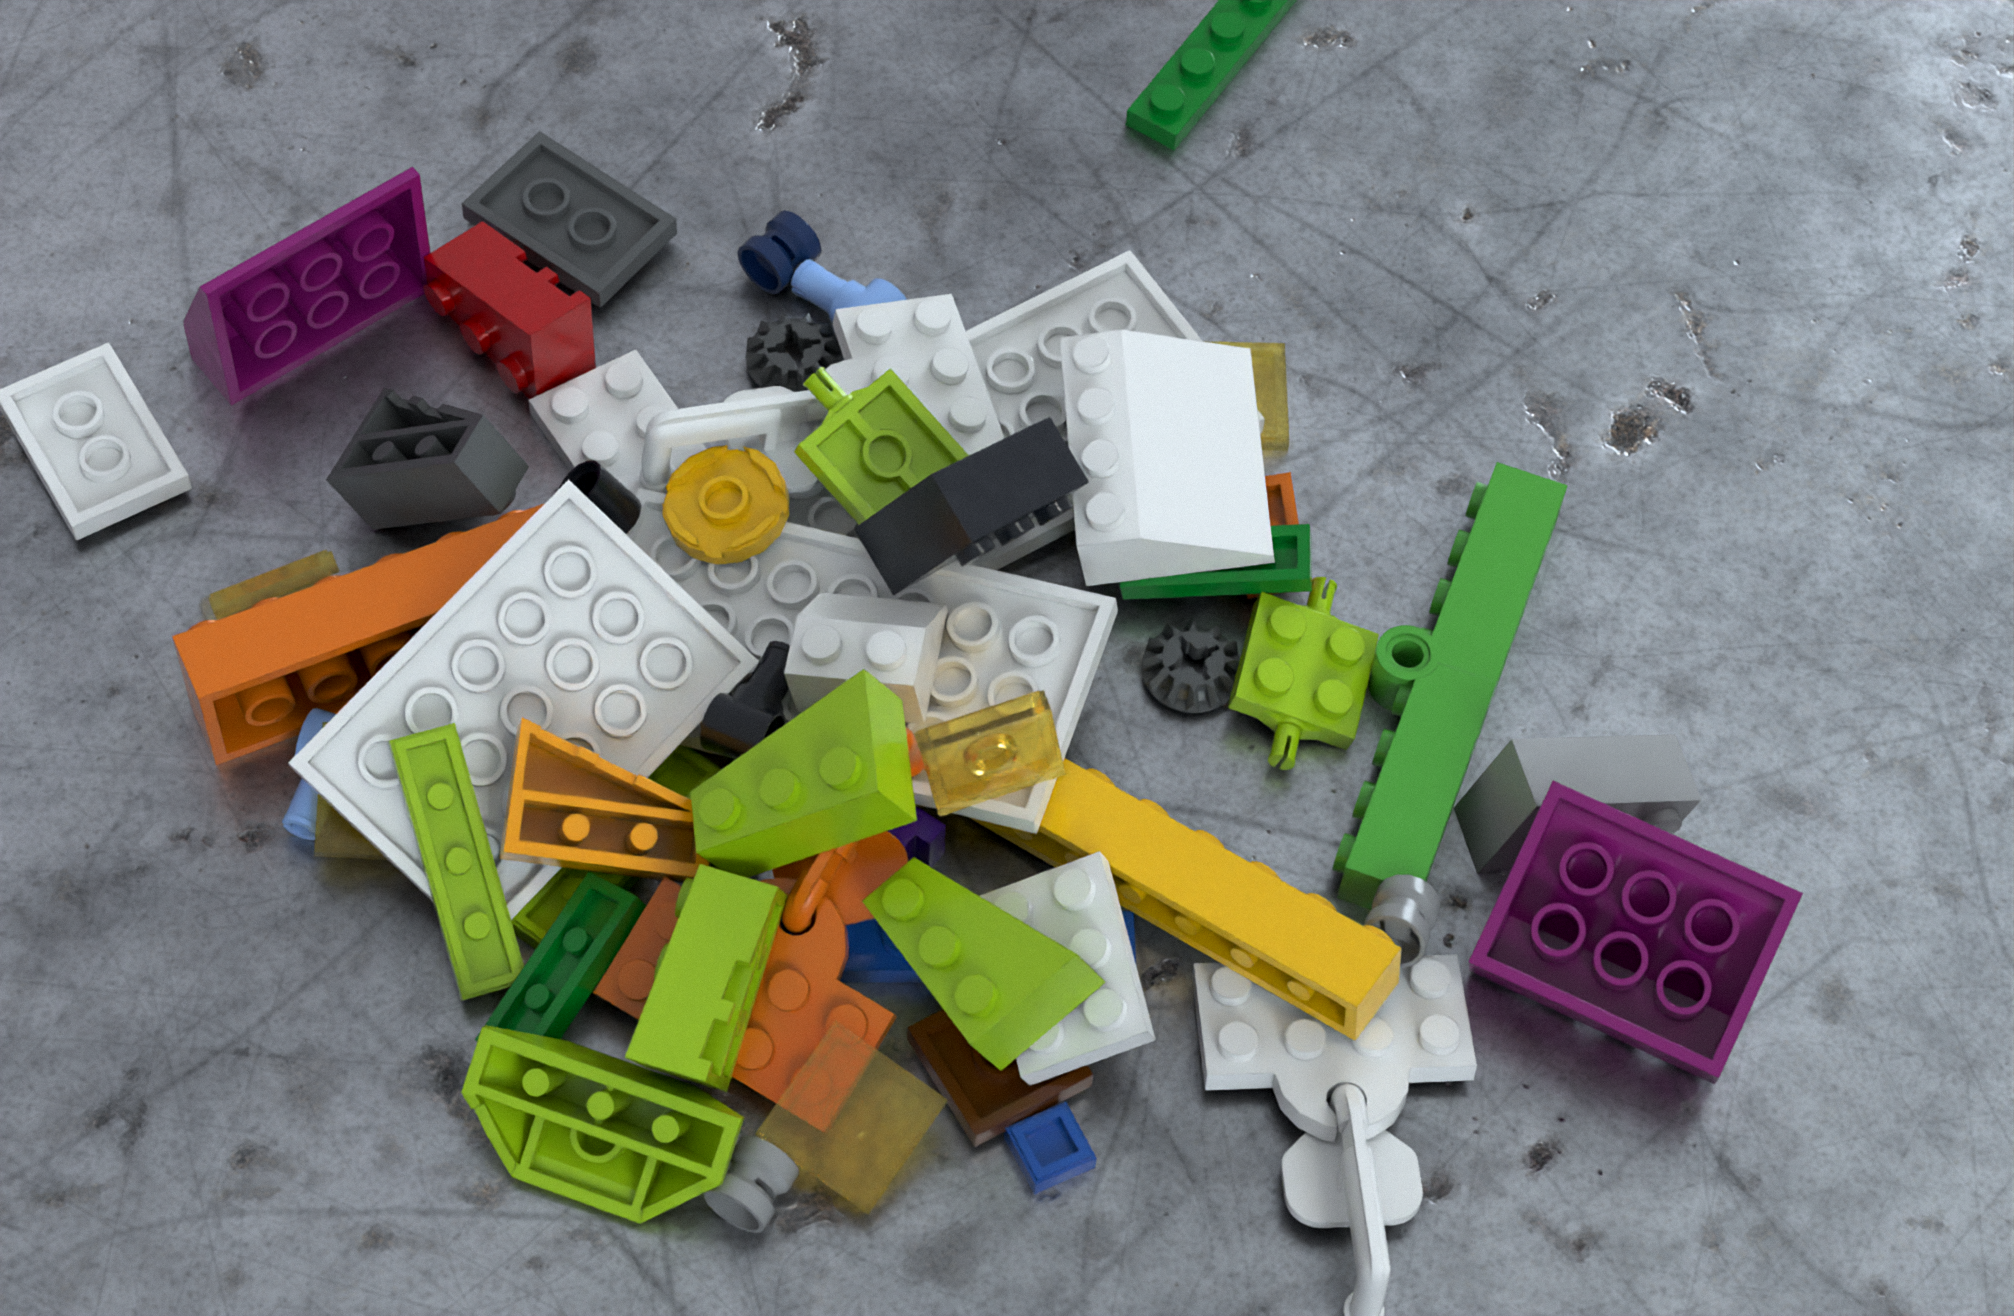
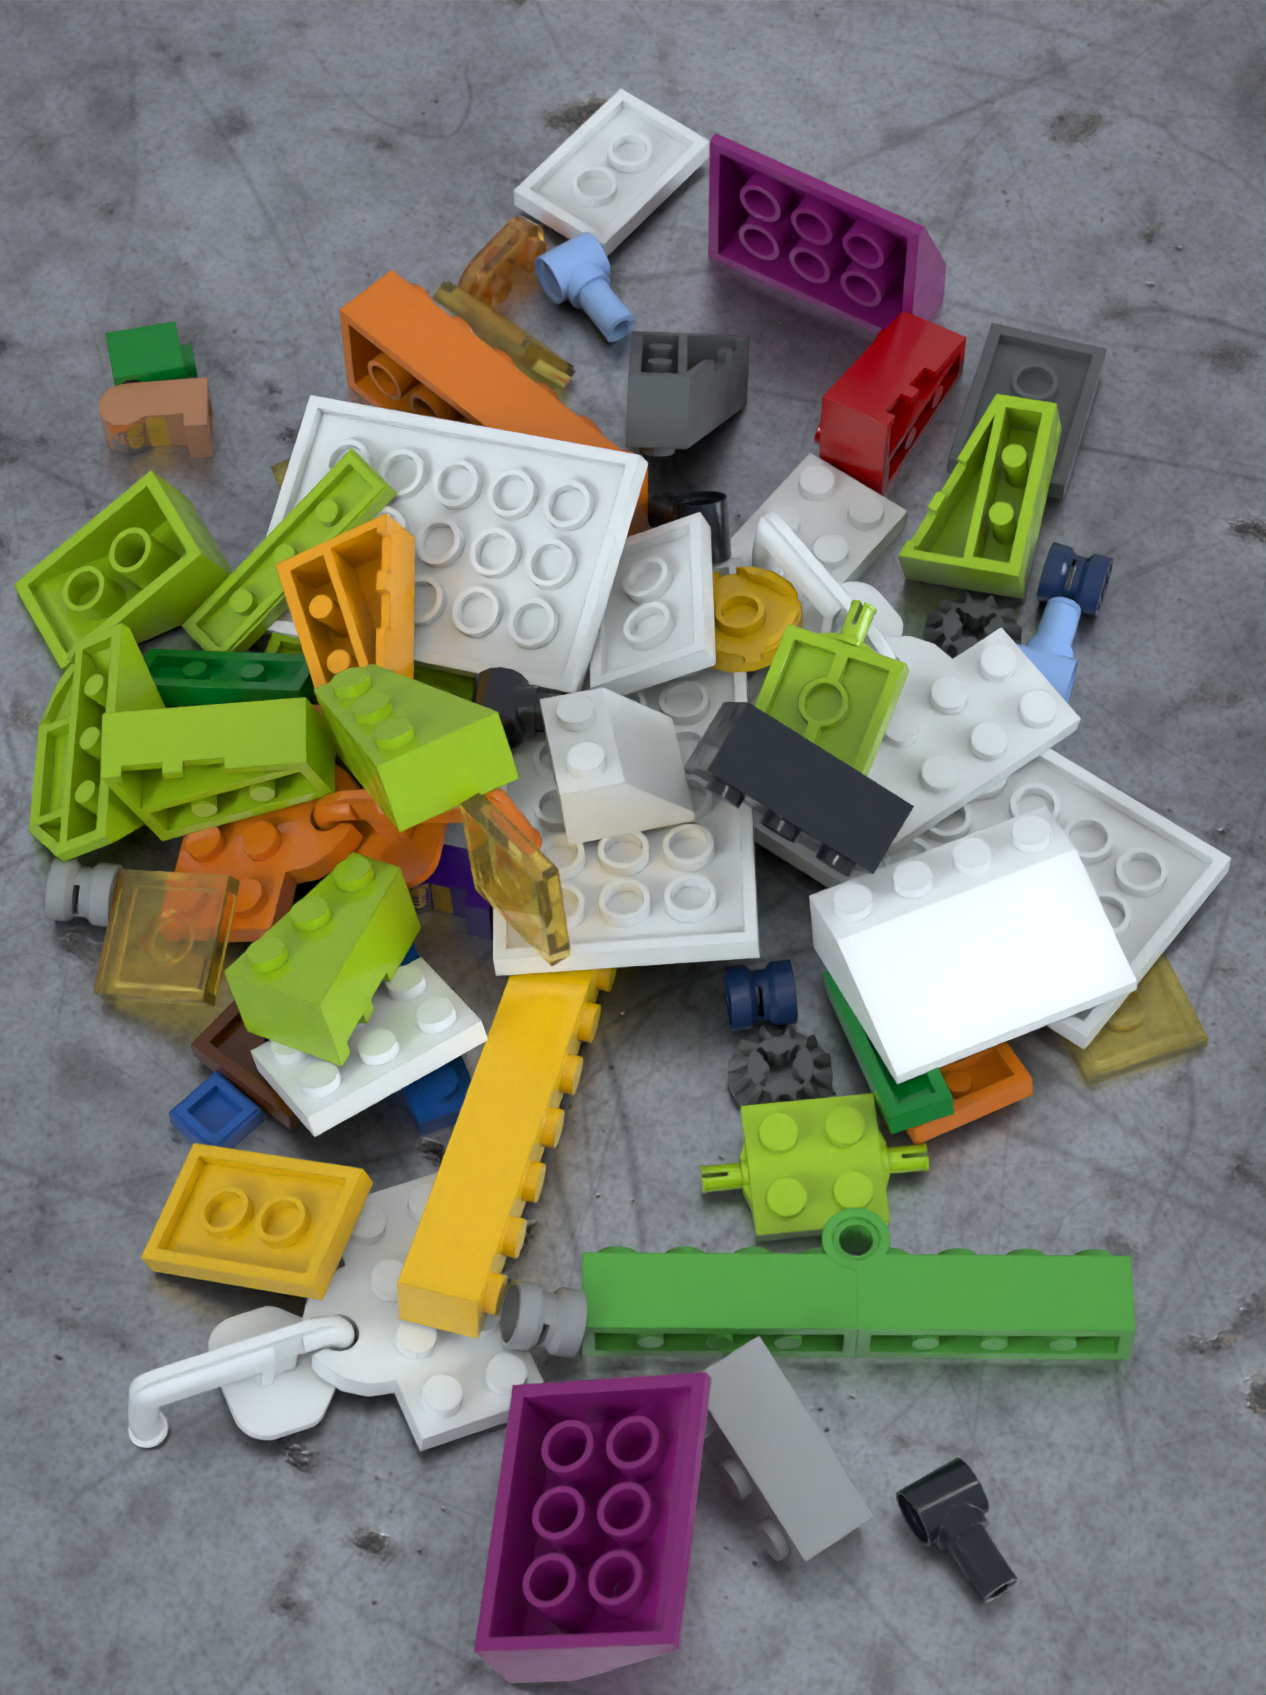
camera: 75 degrees right, 0 degrees up
(111, 930) = (150, 354): none -> green brick
(149, 554) = (504, 261): none -> clear orange plate
(179, 938) = (159, 416): none -> nougat leg
(205, 512) = (581, 275): none -> light blue pin
(377, 1037) = (132, 564): none -> lime slope
(685, 268) = (992, 506): none -> lime wedge
(715, 551) = (658, 609): none -> white plate
(1120, 662) = (775, 995): none -> dark blue wheel
(1204, 1131) = (257, 1220): none -> yellow plate
(1673, 692) = (950, 1511): none -> black pin

